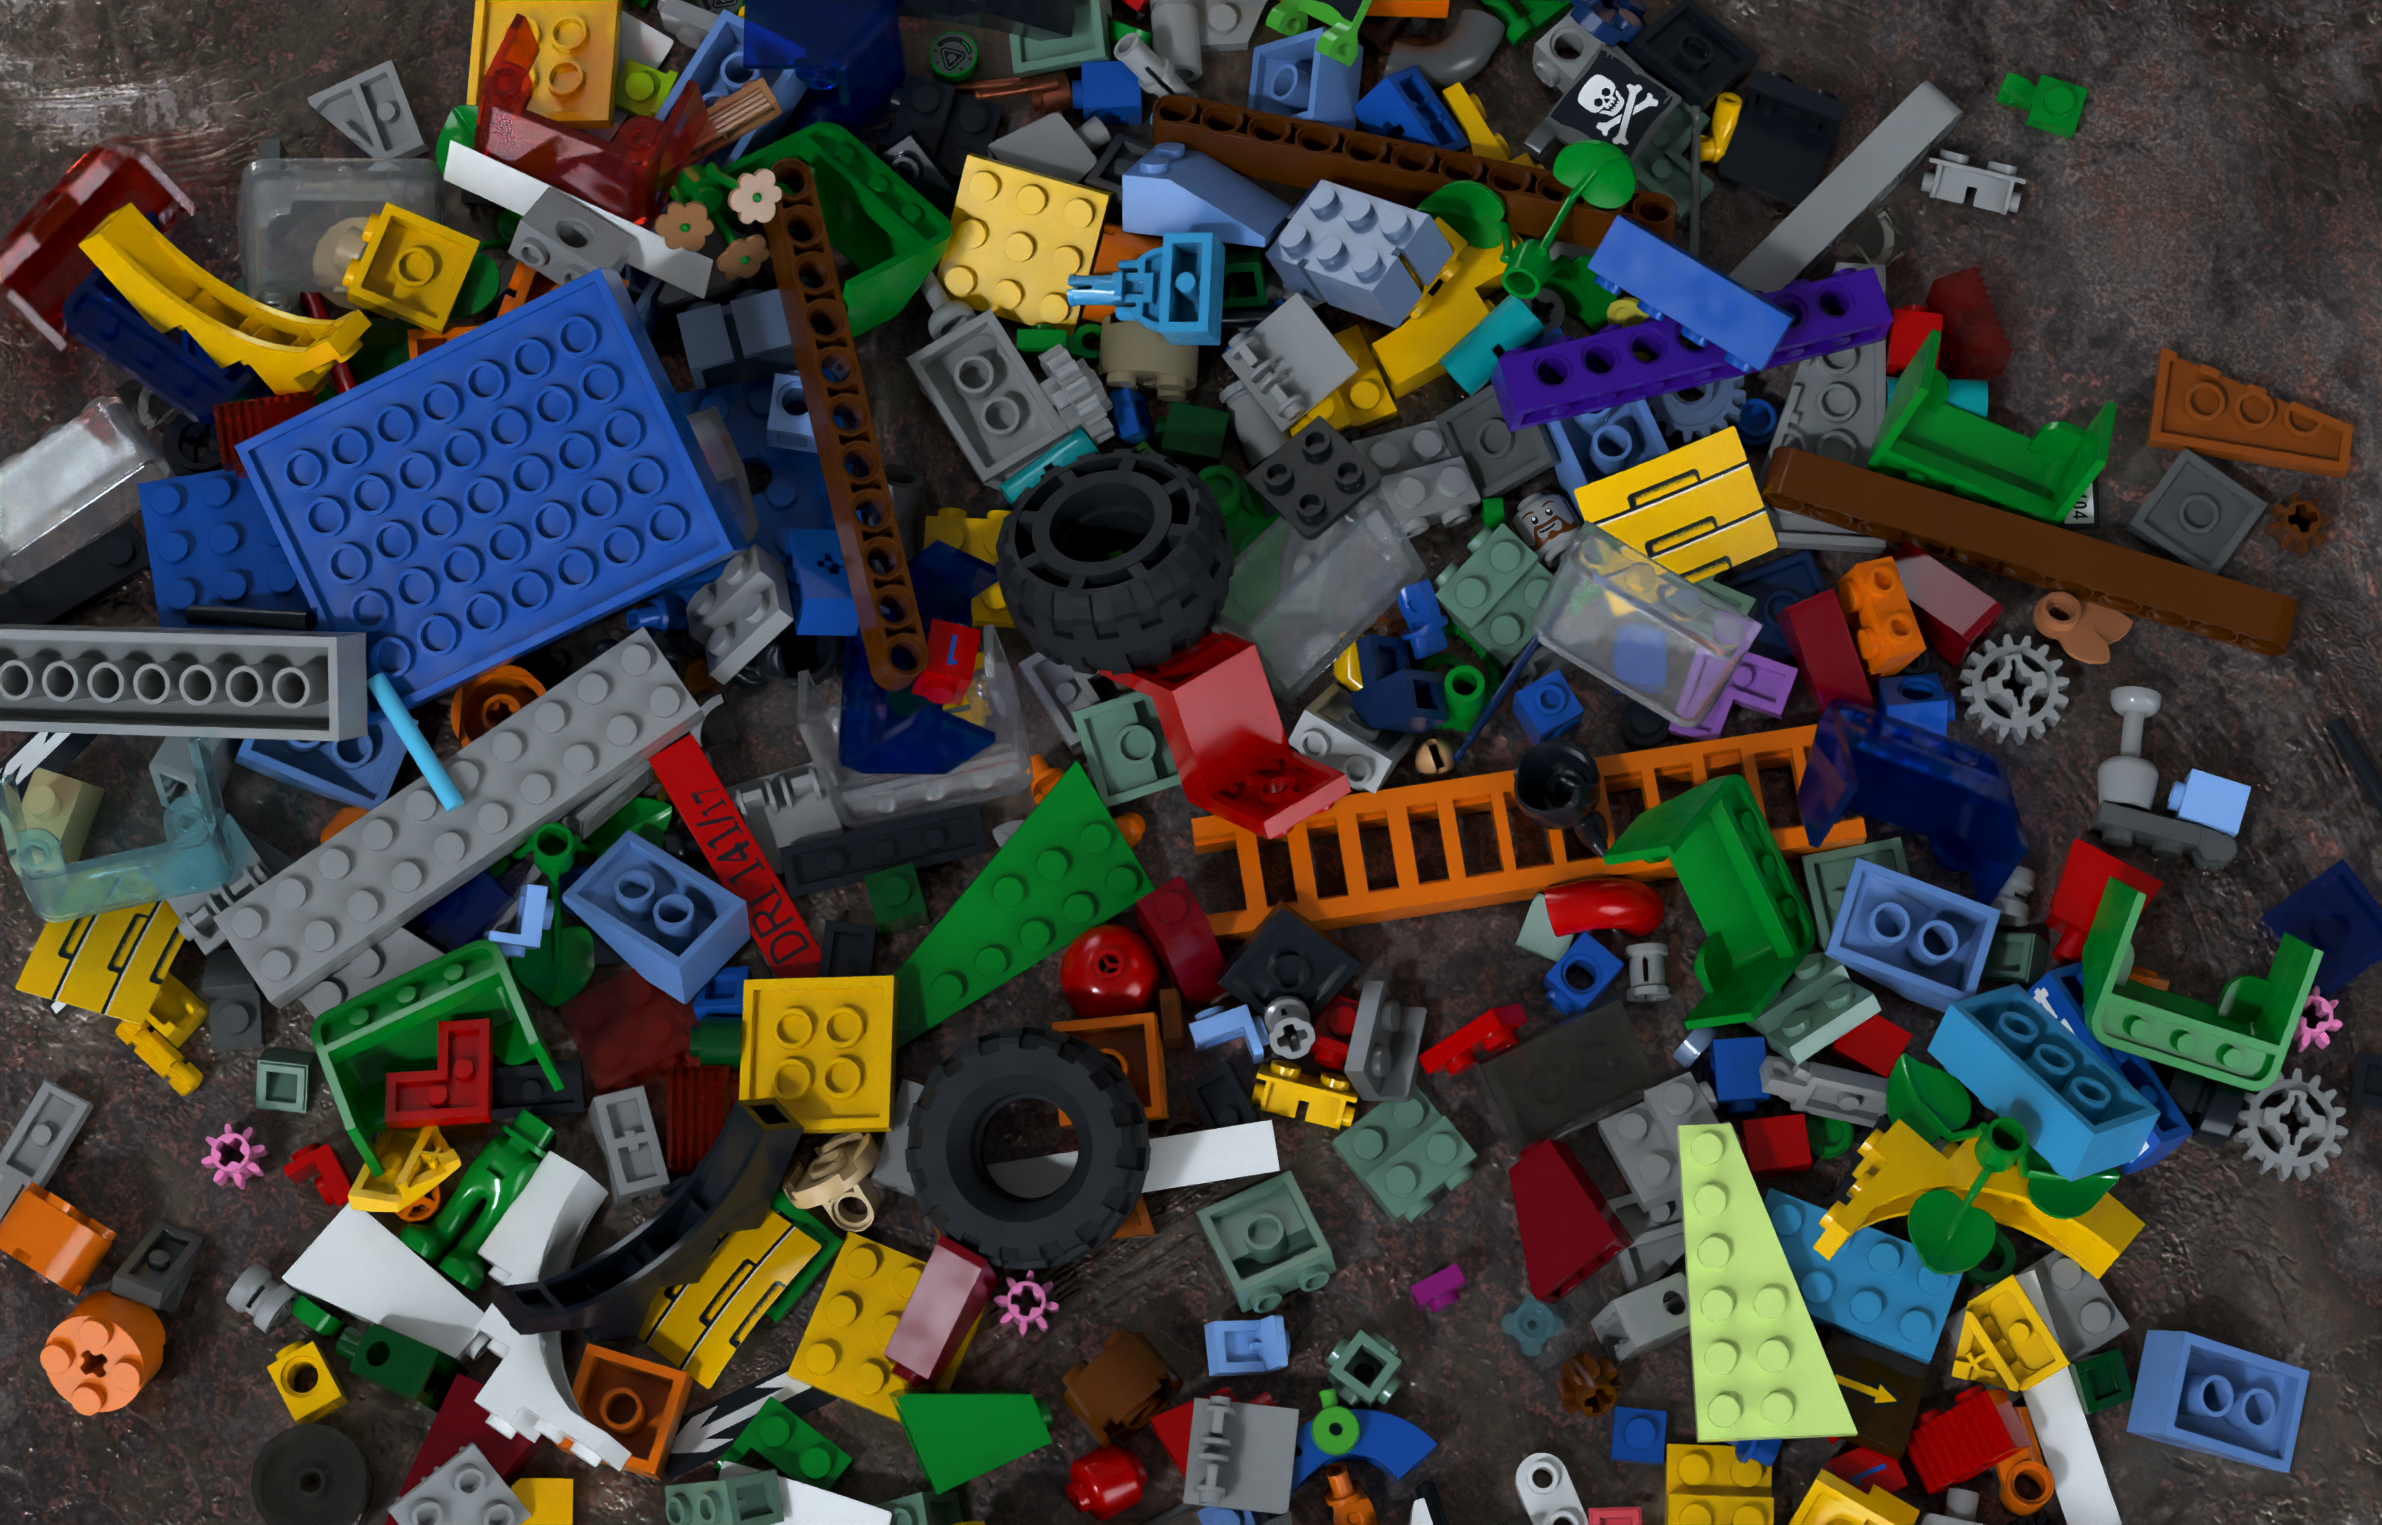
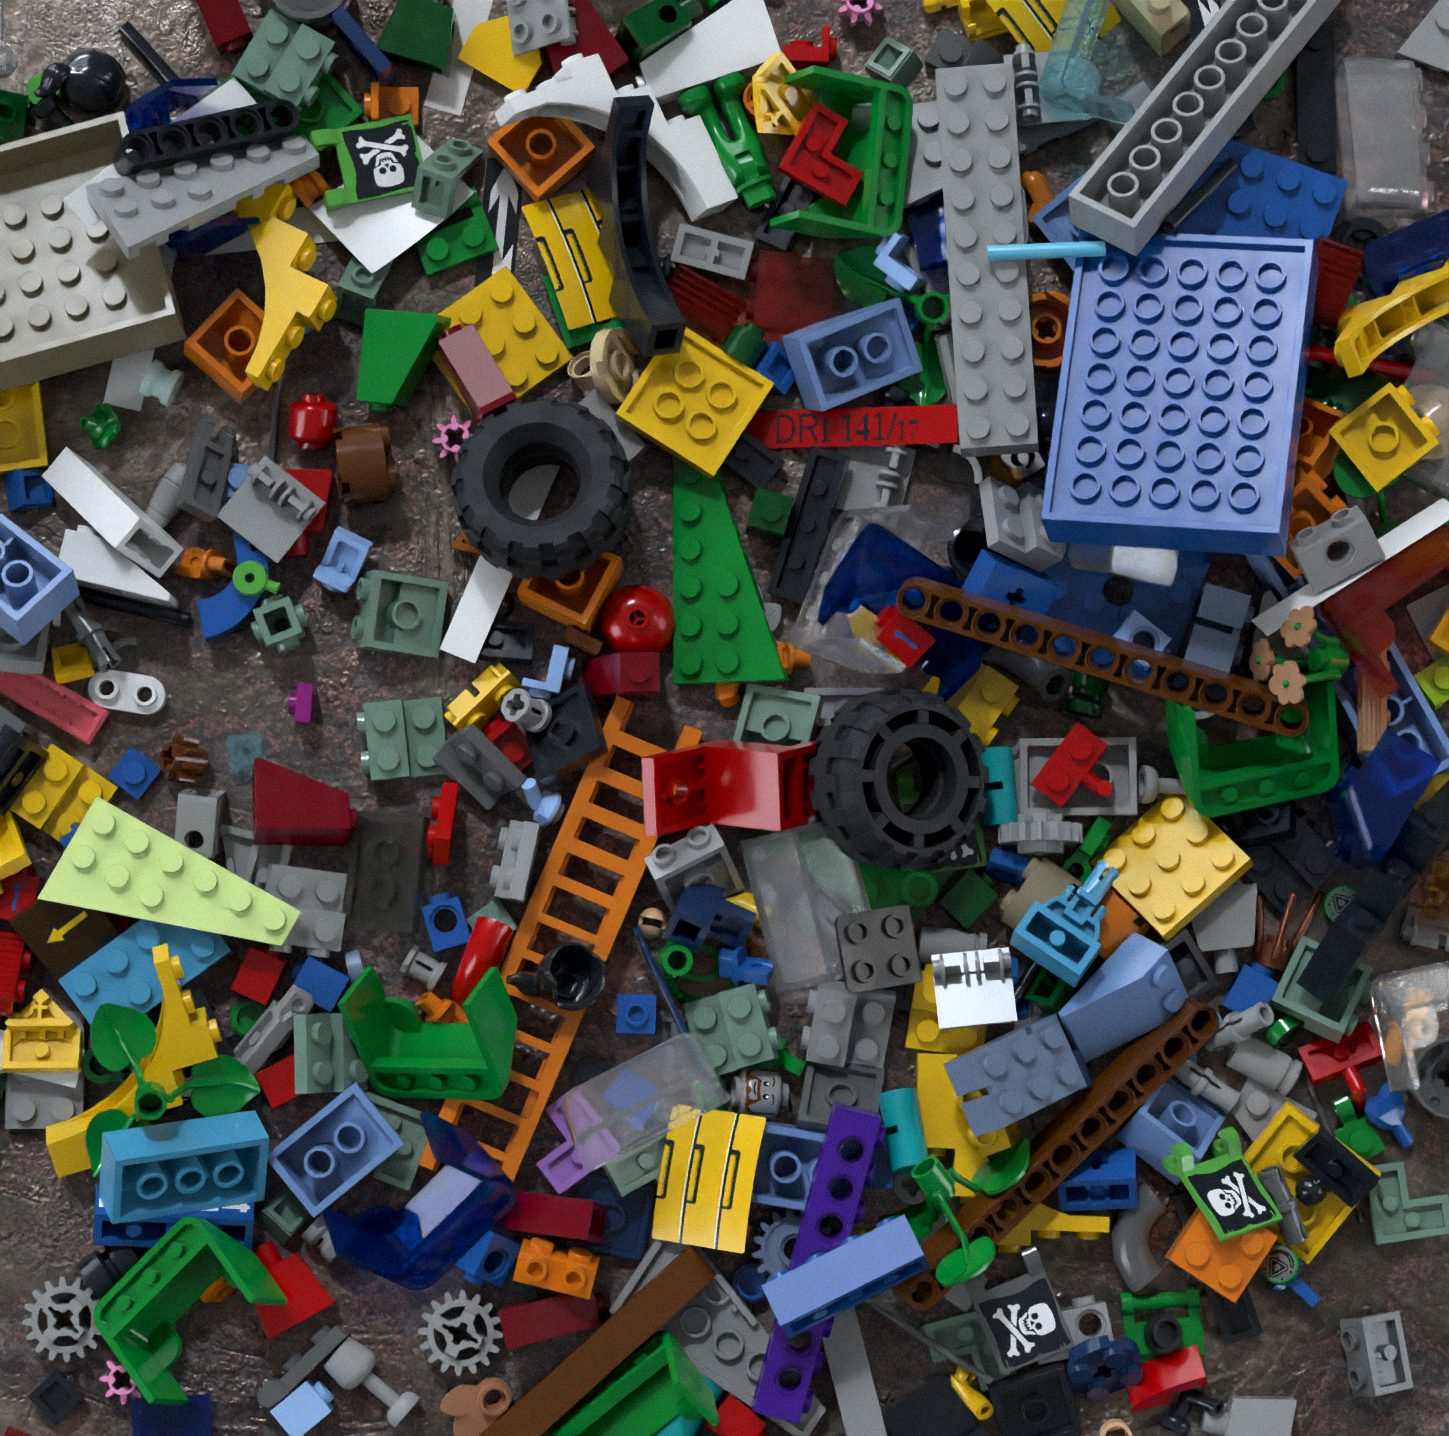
camera: 115 degrees right, 10 degrees up
(903, 437) = (1089, 687): none -> dark green wheel
(981, 405) = (1072, 766): none -> red plate
(1236, 83) = (1208, 1086): none -> light grey pin
(1379, 948) = (546, 805): none -> light blue plate
(1464, 933) = (520, 850): none -> light grey plate
(1680, 921) = (441, 1010): none -> orange piece

